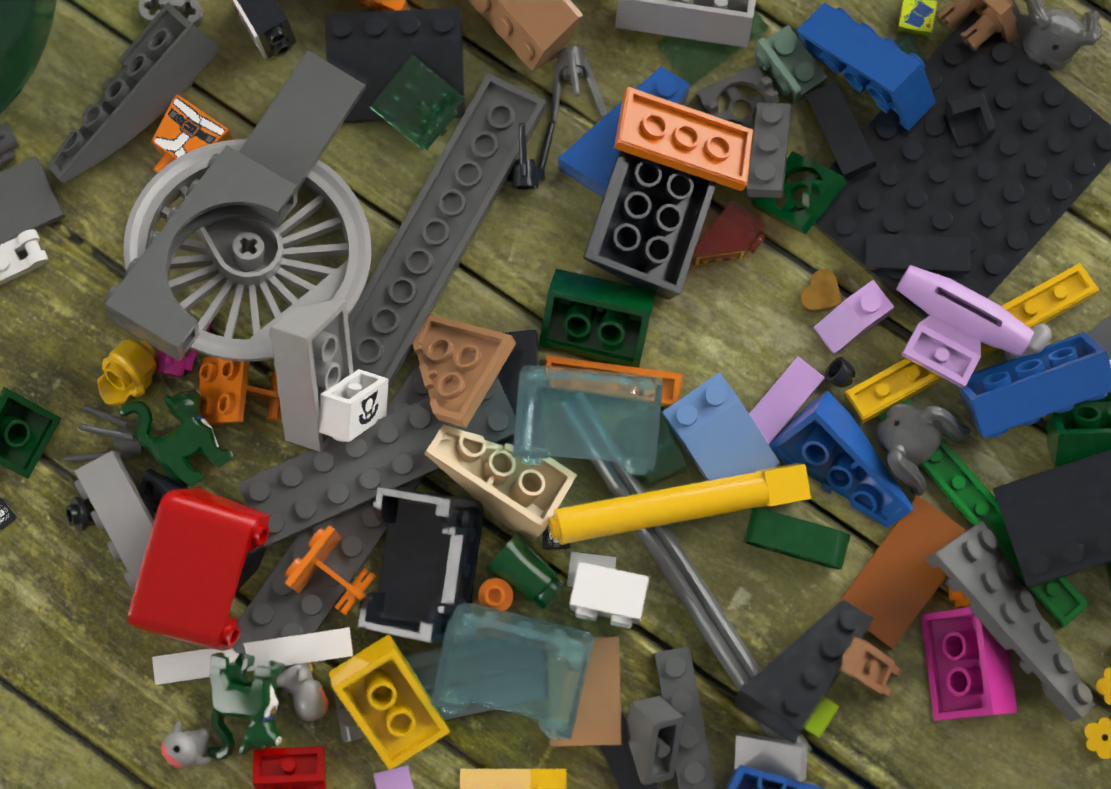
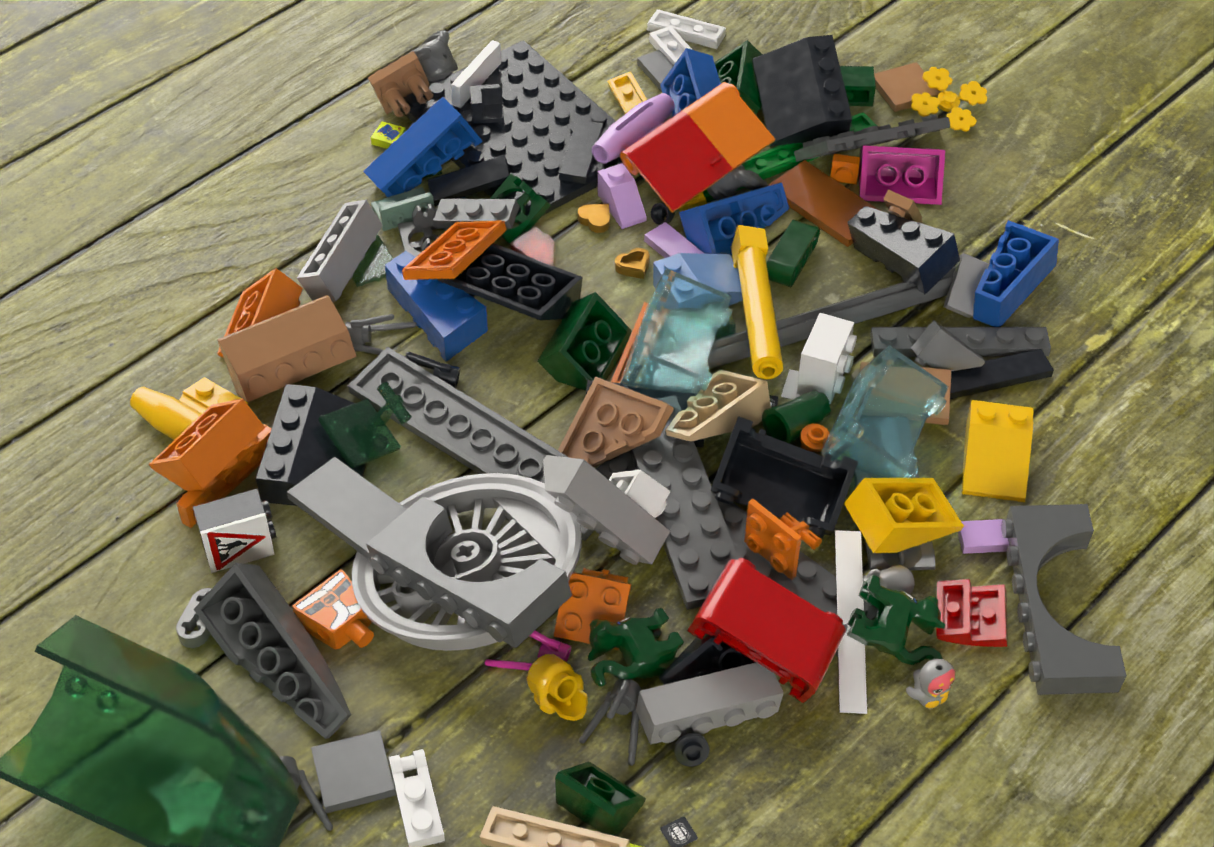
camera: 85 degrees left, 30 degrees down
(750, 352) = (633, 263): none -> pearl gold tile
(920, 394) = (698, 146): none -> door
(1024, 94) = (476, 73): none -> white tile

